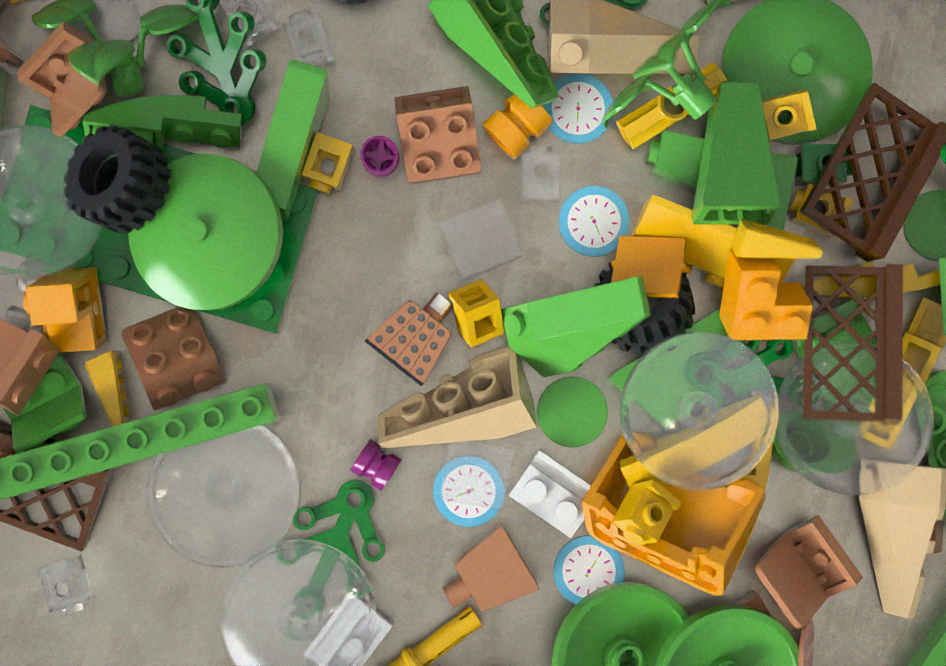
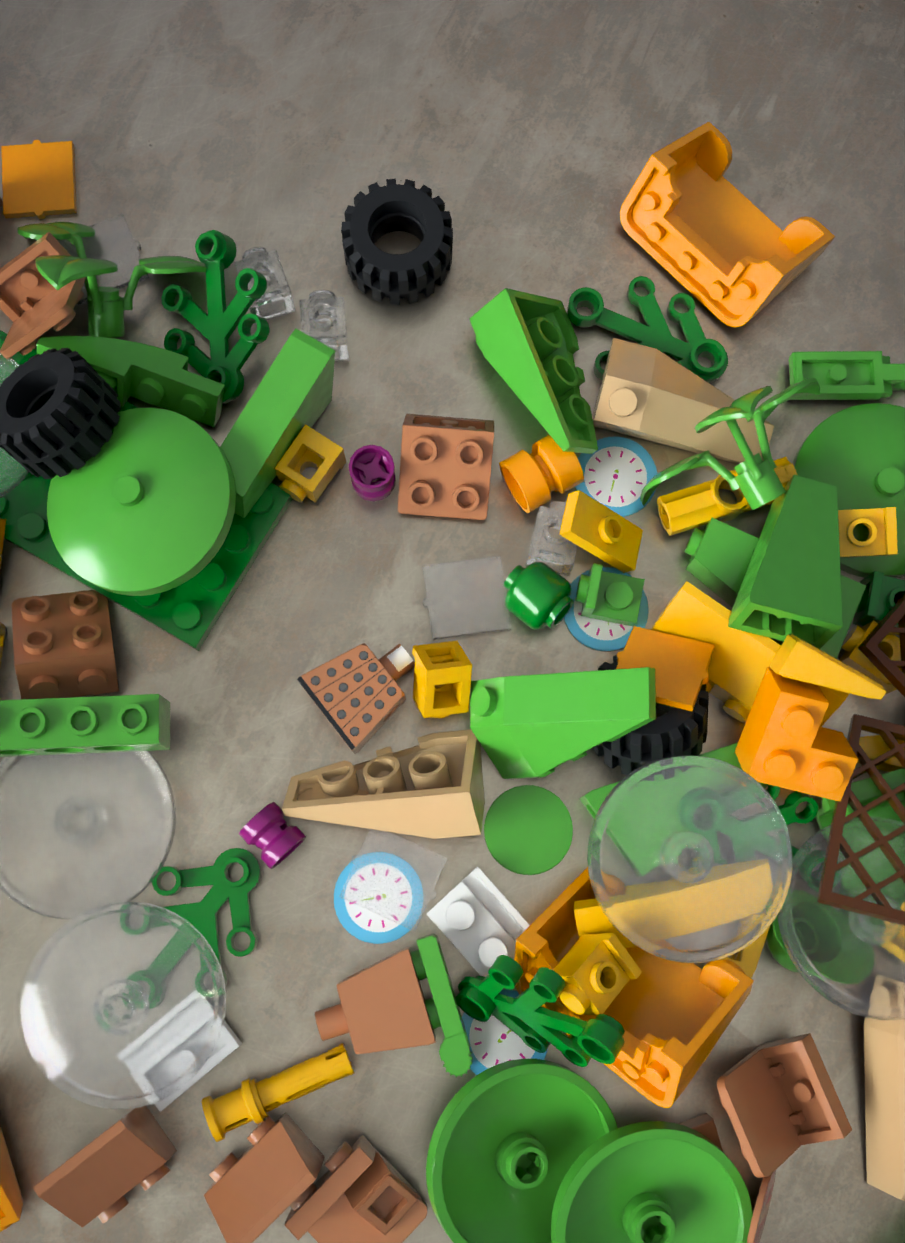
camera: 10 degrees right, 10 degrees down
(537, 226) = (538, 595): none -> green head
(538, 560) = (443, 1008): none -> bright green hinge
(577, 162) = (601, 531): none -> yellow plate
(595, 211) = (609, 596): none -> bright green bracket
(602, 553) = (534, 1024): none -> green plant

